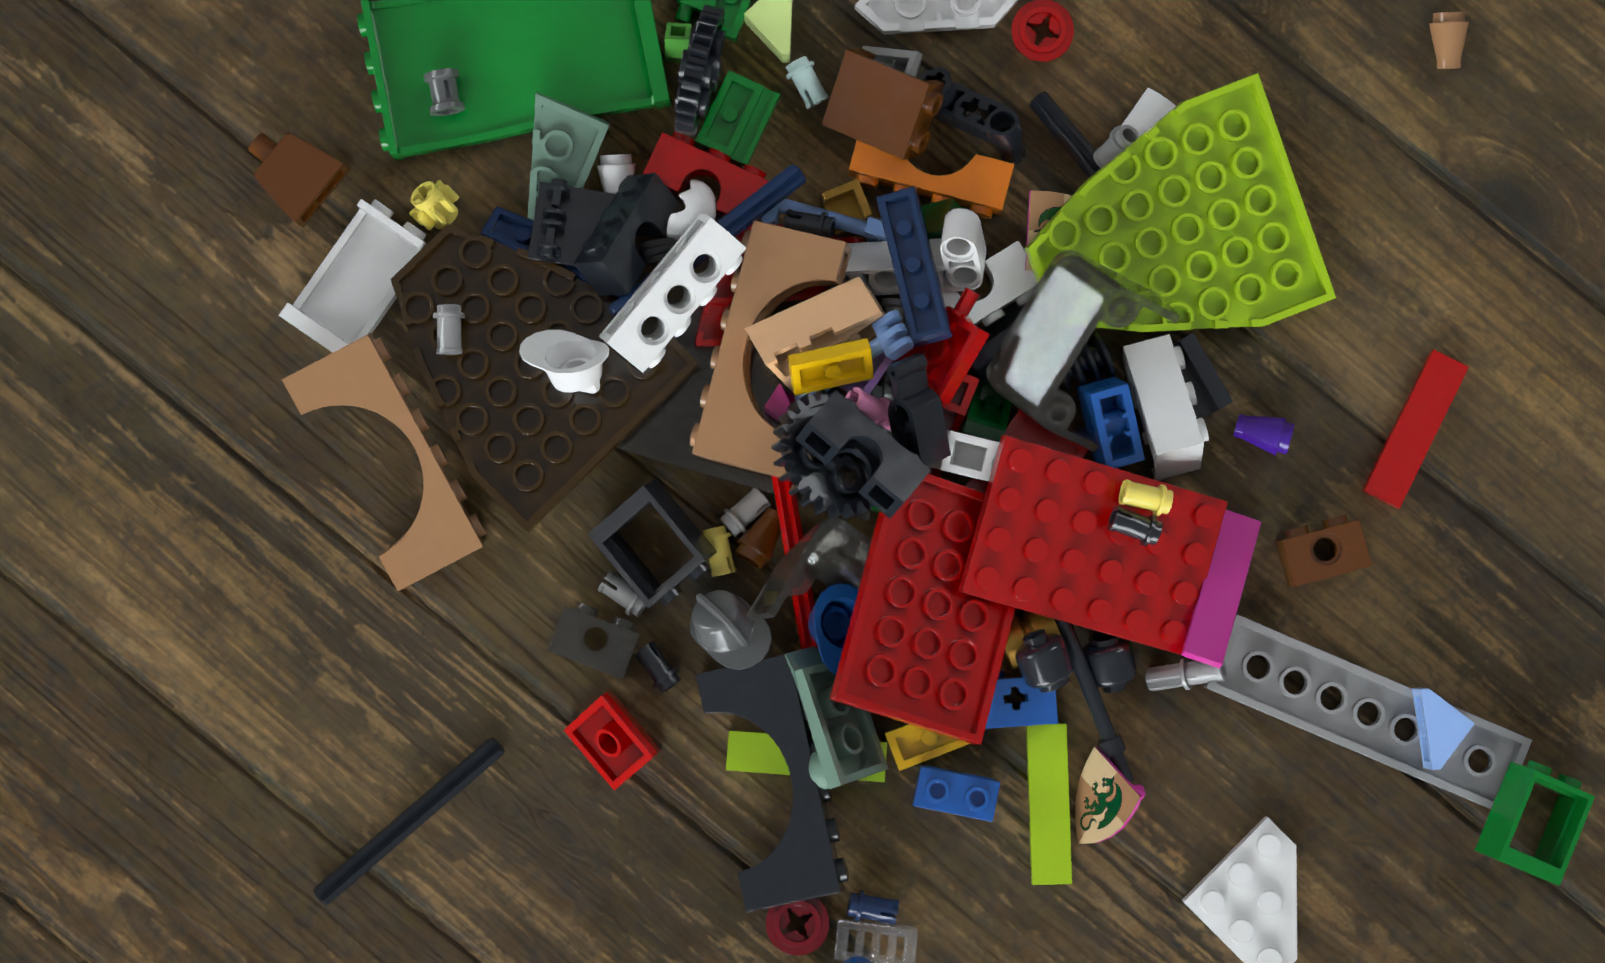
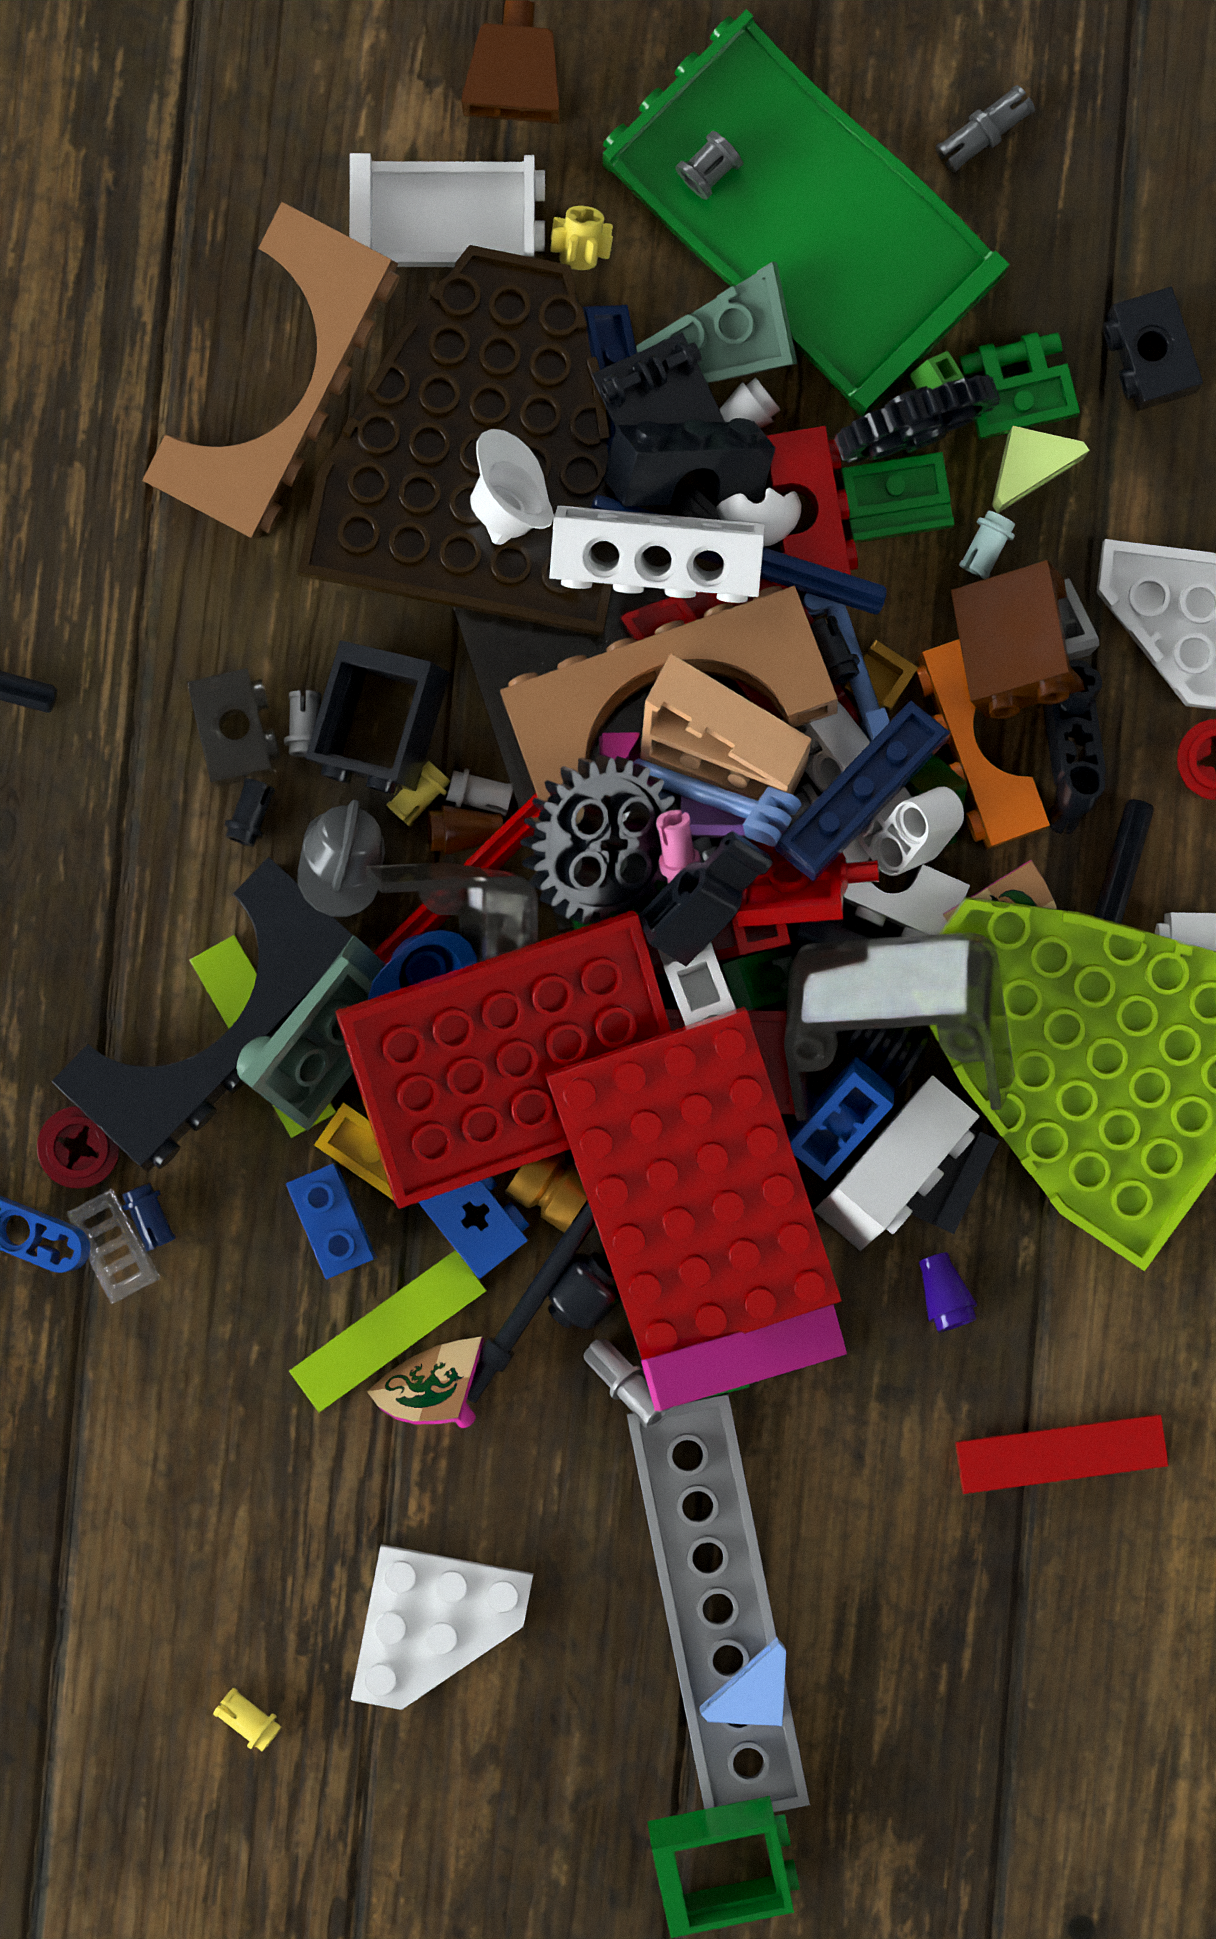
camera: 45 degrees right, 0 degrees up
(449, 329) = (457, 342): light grey pin -> none
(612, 739) = (140, 816): red slope -> none
(830, 366) = (691, 772): yellow plate -> none
(891, 467) = (633, 829): black arch -> none
(1044, 661) = (534, 1217): black head -> none
(1119, 139) = (1154, 919): light grey pin -> none
(1135, 525) = (744, 1215): black pin -> none
(1146, 497) = (783, 1206): light yellow pin -> none
(1347, 551) = (874, 1470): reddish brown brick -> none

